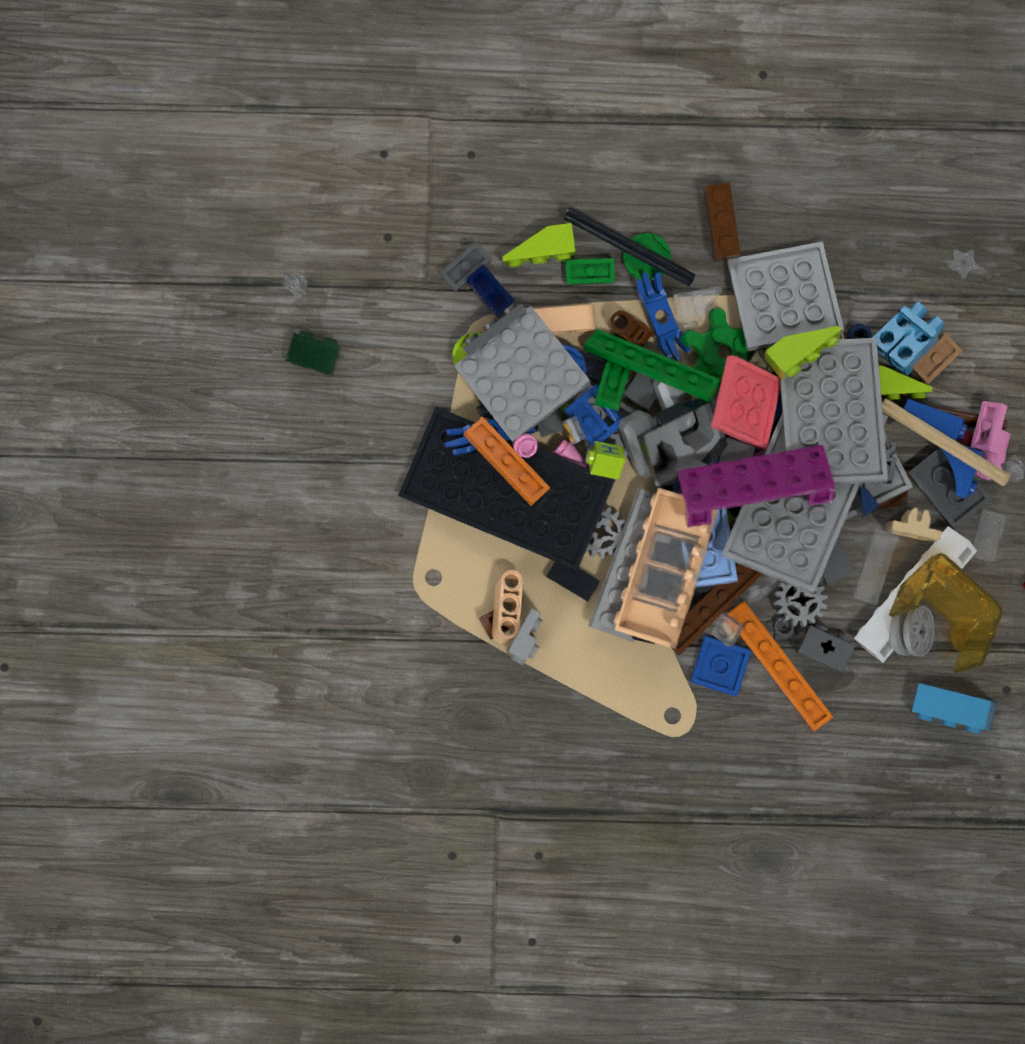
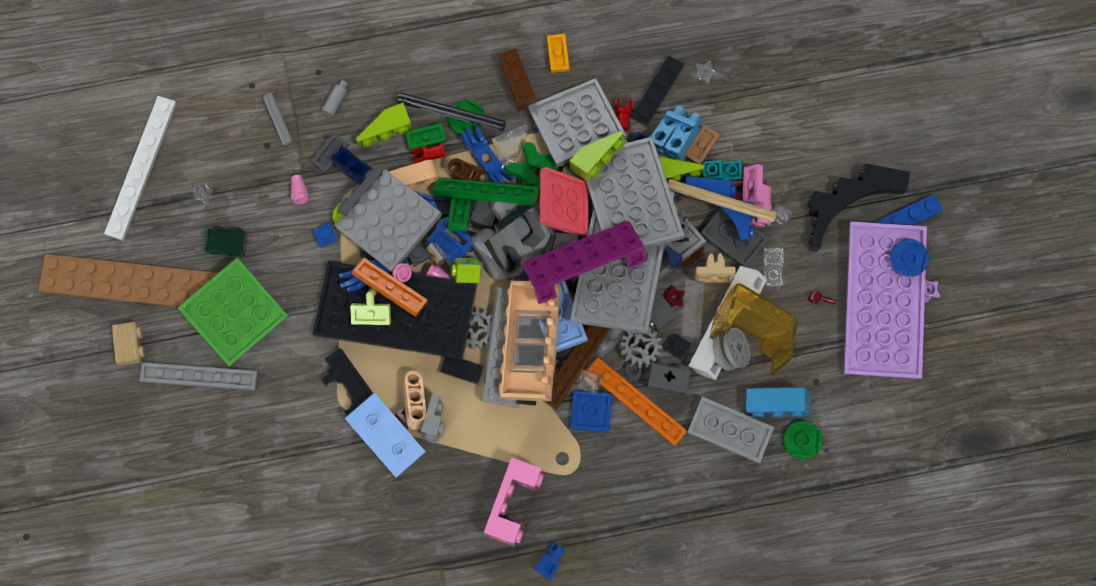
camera: 15 degrees left, 10 degrees down
(169, 457) = (127, 343): none -> tan brick
(193, 381) = (120, 280): none -> medium nougat plate
(224, 233) = (140, 168): none -> white plate
(248, 515) = (198, 376): none -> light grey tile
(305, 446) = (232, 311): none -> bright green plate
(407, 206) = (277, 119): none -> light grey axle
(417, 307) = (299, 192): none -> bright pink cone
(429, 552) = (344, 372): none -> black hinge
(438, 371) = (325, 235): none -> blue plate
(462, 641) = (385, 435): none -> light blue plate
(476, 487) = (370, 313): none -> yellowish green plate
(485, 196) = (335, 98): none -> light grey cylinder
(578, 787) = (519, 474): none -> bright pink plate
(591, 294) = (429, 153): none -> red piece
(628, 841) = (549, 562): none -> blue plate
(781, 197) = (558, 53): none -> light orange plate
(845, 609) = (677, 346): none -> black plate
(846, 297) = (623, 114): none -> red piece
(861, 542) = (674, 292): none -> dark red plate
(886, 727) = (730, 430): none -> light grey plate
(896, 274) = (657, 91): none -> black plate
(955, 397) = (723, 170): none -> teal slope
(972, 758) = (802, 439): none -> green tile

